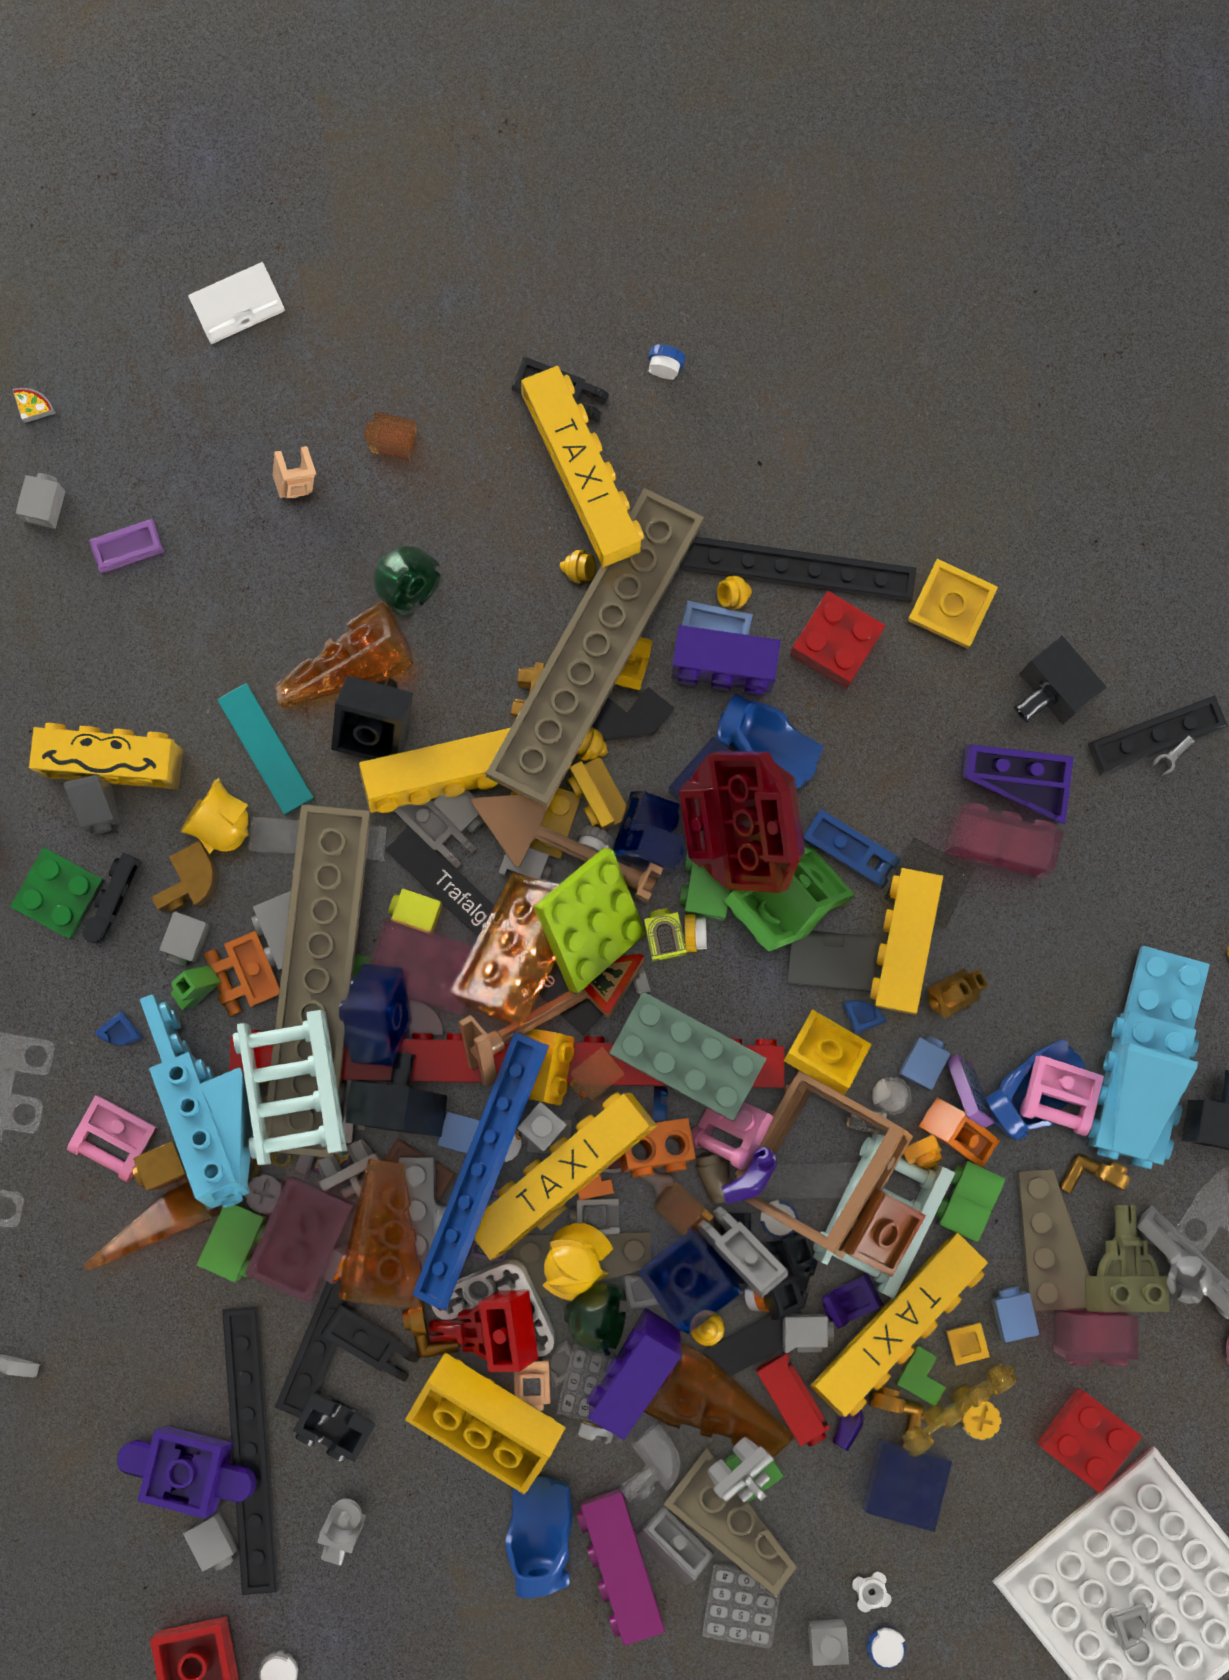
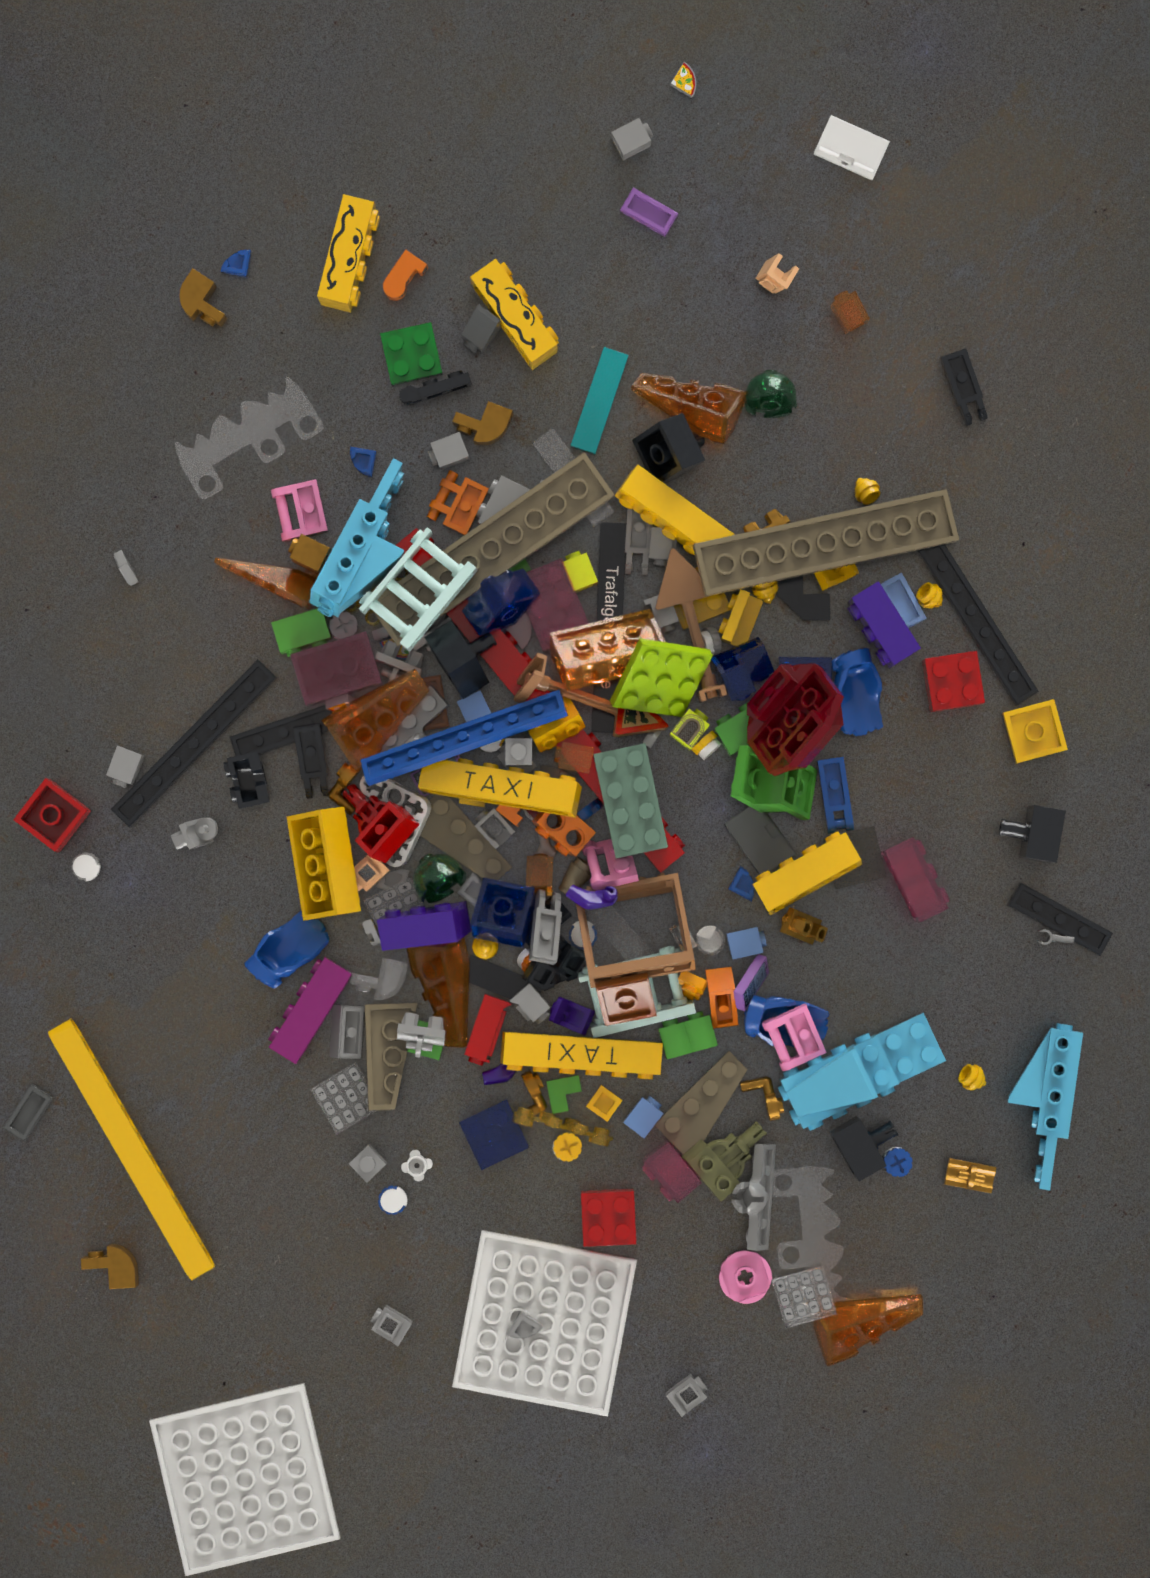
camera: 50 degrees right, 5 degrees up
(186, 1471) = (152, 717): dark purple brick -> none
(194, 986) = (426, 481): bright green piece -> none
(218, 820) = (533, 410): yellow helmet -> none
(574, 1260) = (458, 836): yellow helmet -> none
(581, 466) = (926, 441): yellow brick -> none
(665, 361) = (1036, 435): piece -> none
(827, 1052) = (703, 881): yellow plate -> none
(1025, 777) = (964, 859): dark purple wedge -> none

